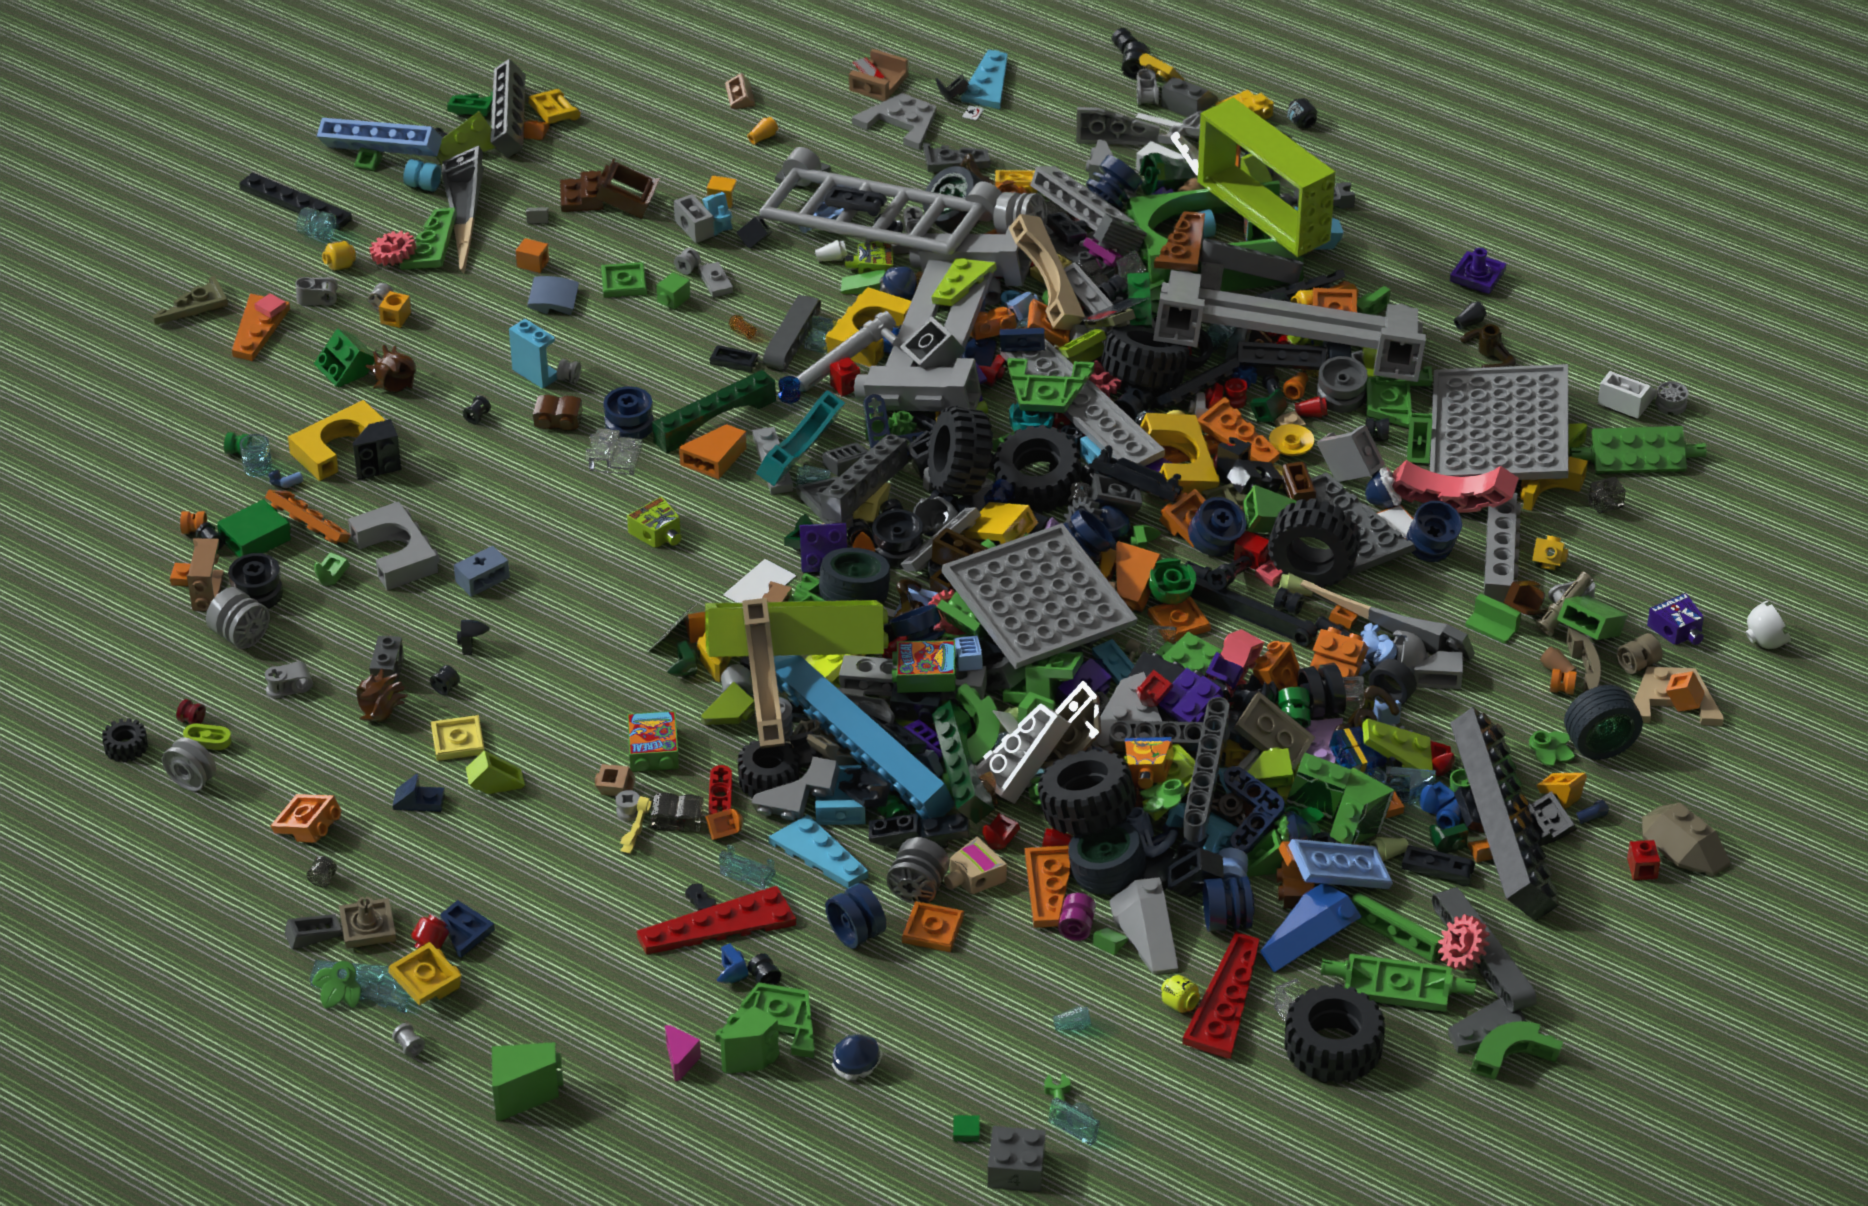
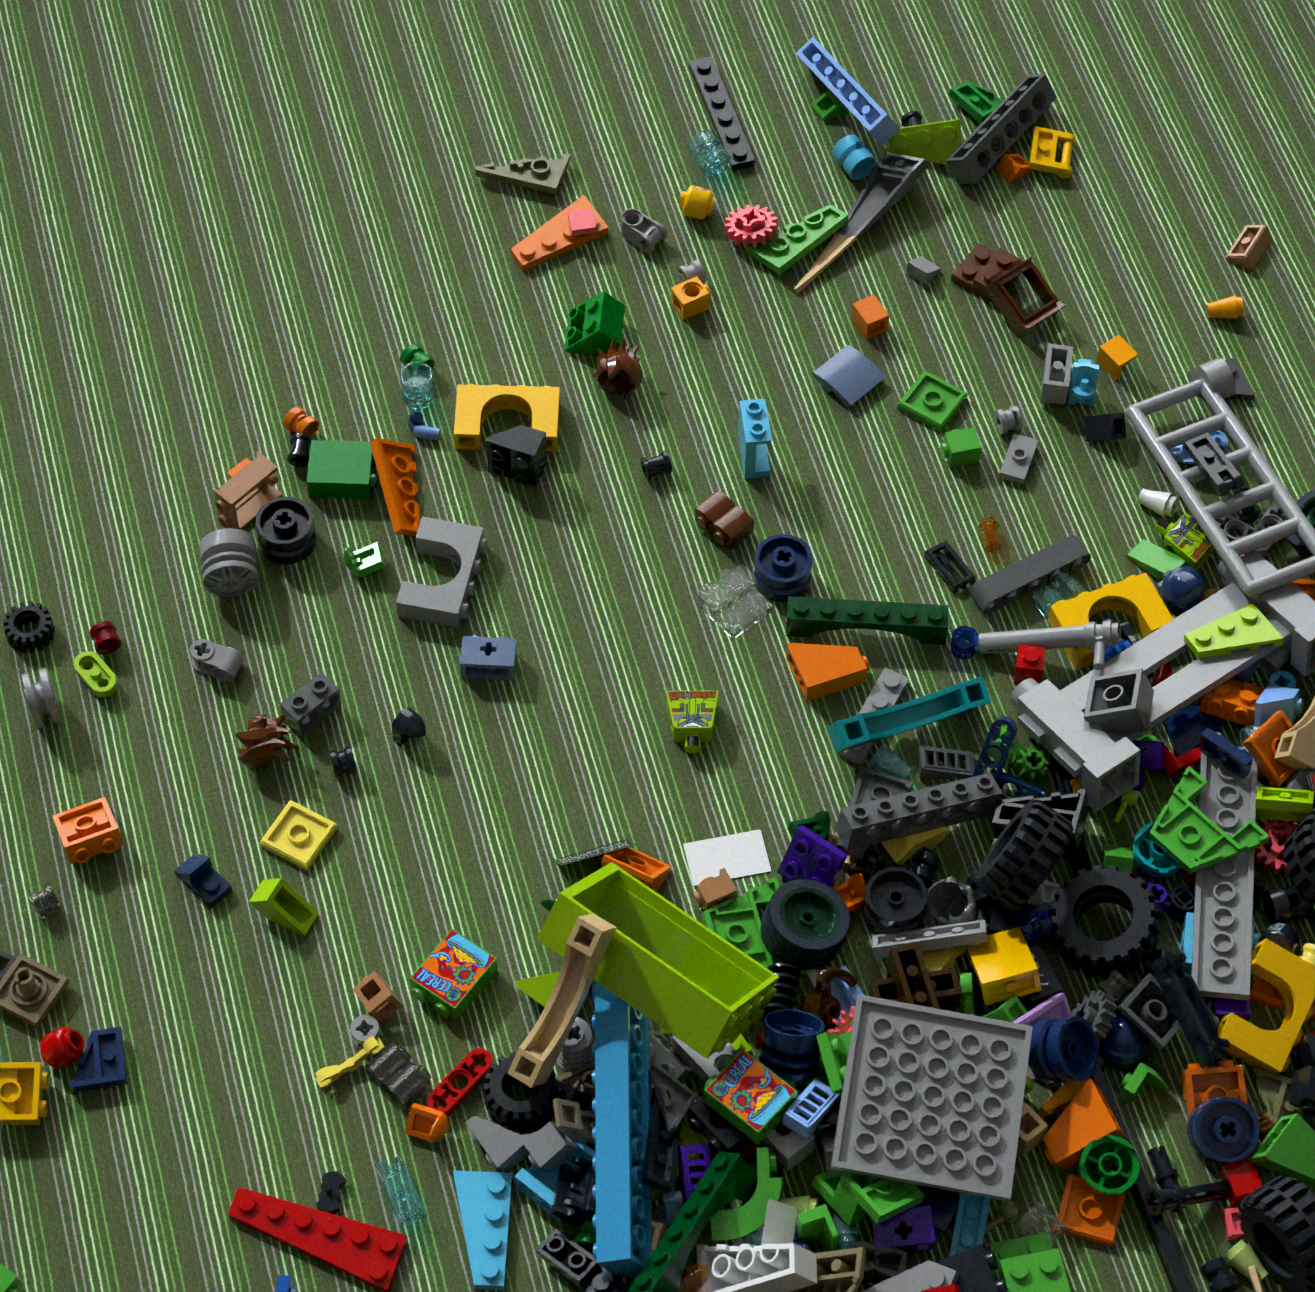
camera: 40 degrees right, 15 degrees up
(568, 371) = (778, 477): light grey wheel -> none

